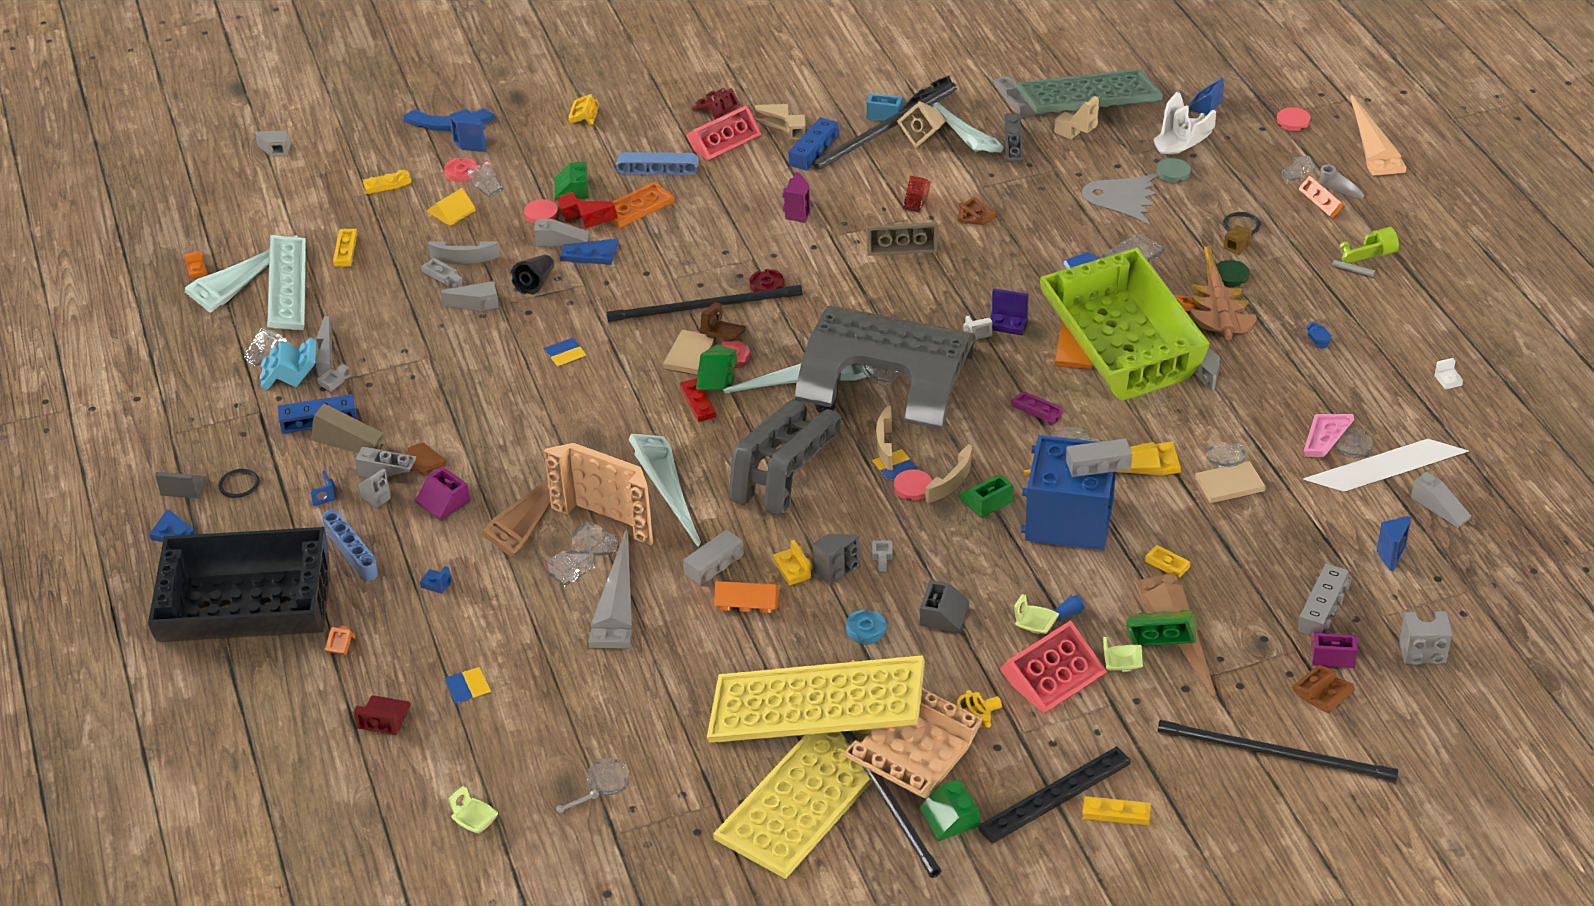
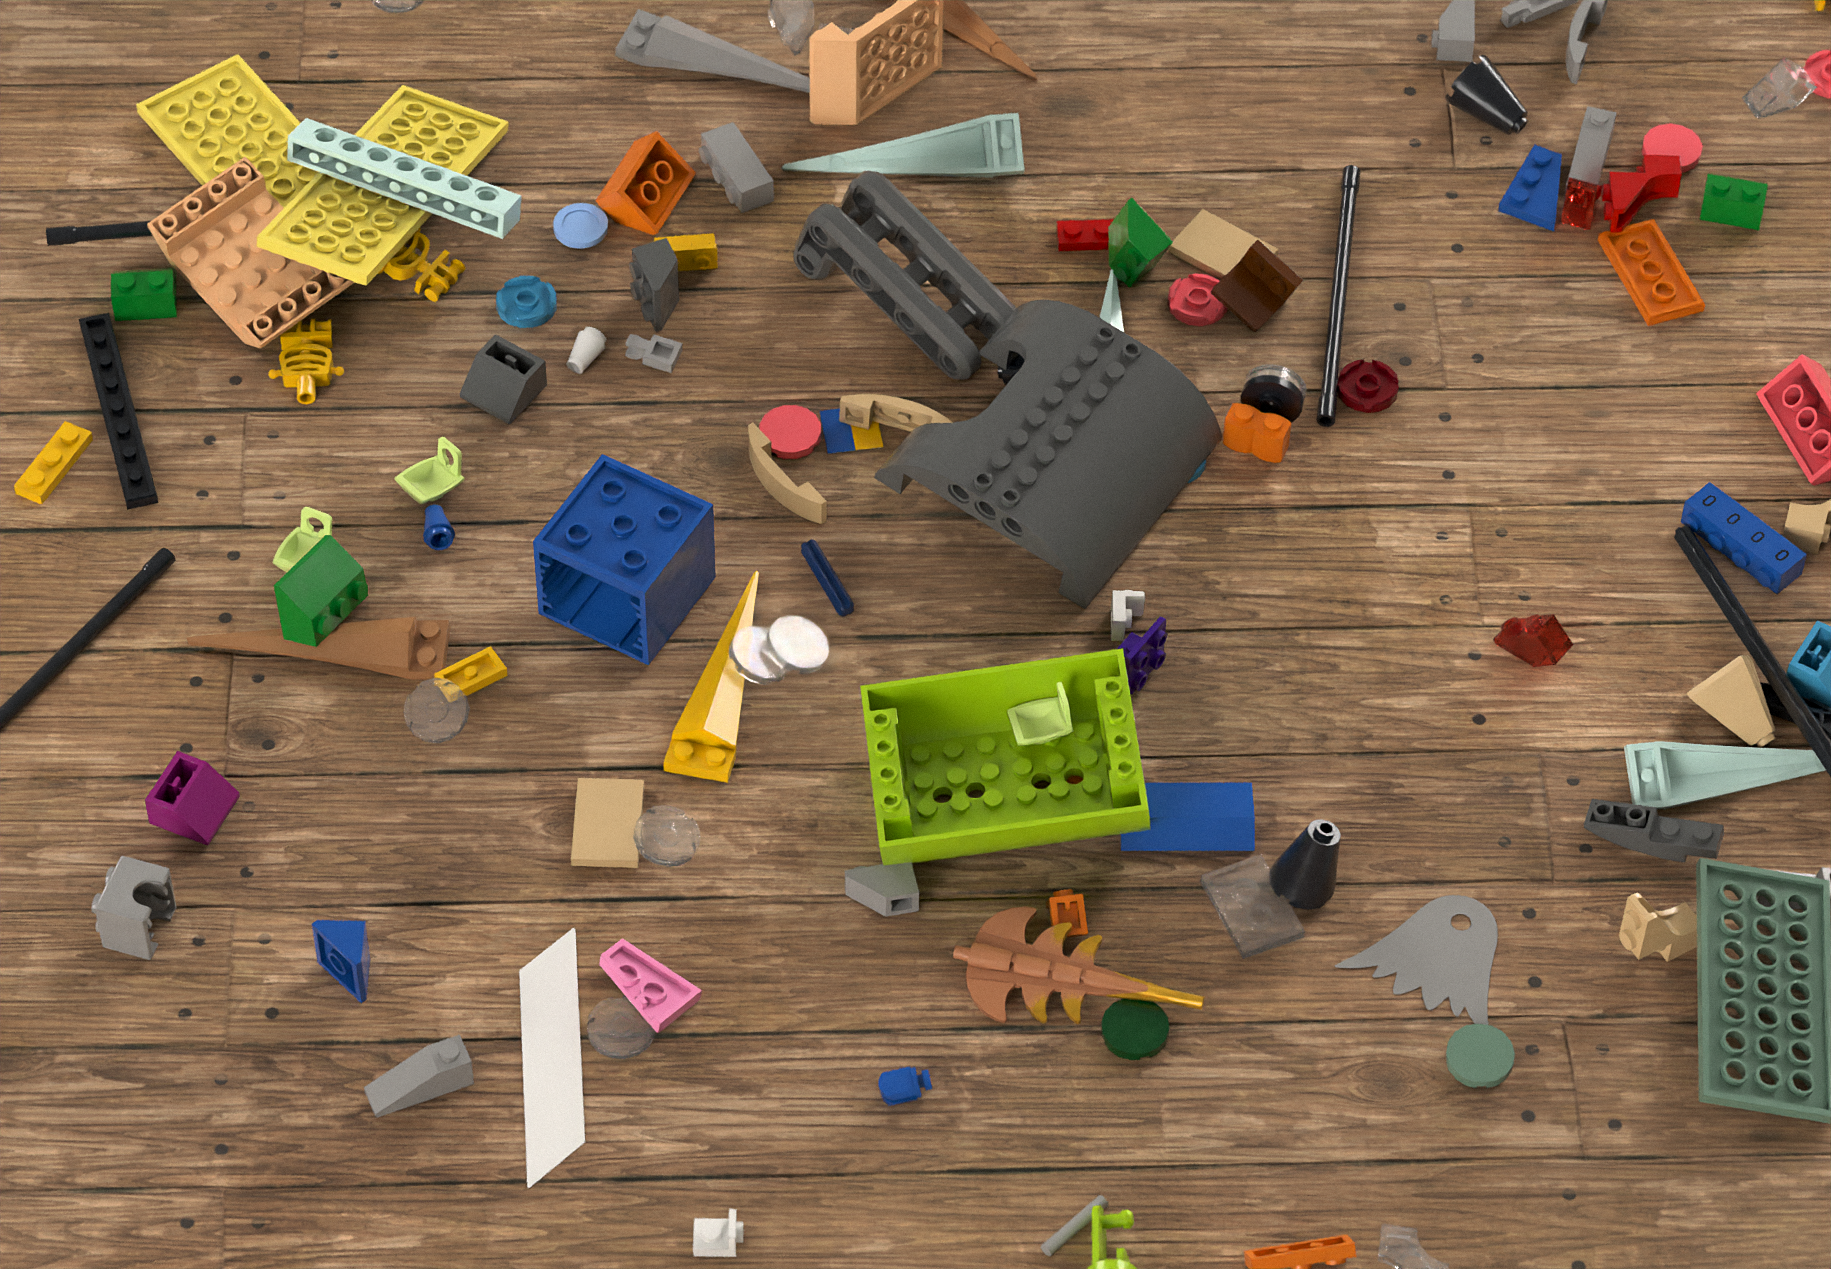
camera: 105 degrees right, 10 degrees up
(453, 208) = (1718, 42): yellow slope -> none
(565, 351) = (1291, 113): sticker -> none
(601, 225) = (1581, 203): none -> clear red slope
(657, 163) = (1754, 315): medium blue beam -> none
(792, 617) = (580, 225): none -> light blue piece
(797, 199) = (1563, 460): magenta slope -> none
(802, 300) = (1274, 391): none -> black piece
(819, 677) = (404, 178): none -> light aqua brick
(827, 297) = (1256, 432): none -> orange brick
(896, 584) = (586, 349): none -> white cone
(902, 238) = (1404, 576): dark tan slope -> none
(975, 212) = (1459, 714): dark orange slope -> none
(988, 495) = (722, 489): green slope -> none
(1012, 442) = (827, 578): none -> dark blue axle
(1037, 407) = (892, 631): magenta hinge -> none
(1053, 668) = (331, 466): coral slope -> none
(1083, 315) = (1041, 719): none -> yellowish green piece
(1099, 457) = (607, 543): light grey brick -> none
(1108, 226) = (1308, 866): none -> black cone
(1179, 130) = (1591, 1102): white piece -> none
(1203, 565) = (436, 710): none -> clear tile
(1208, 98) = (1694, 1196): blue slope -> none
(1237, 239) = (1218, 1067): pearl gold brick -> none
(1244, 214) = (1275, 1133): black tyre -> none
(1323, 688) = (128, 769): dark orange slope -> none
(1324, 600) = (289, 831): light grey brick -> none

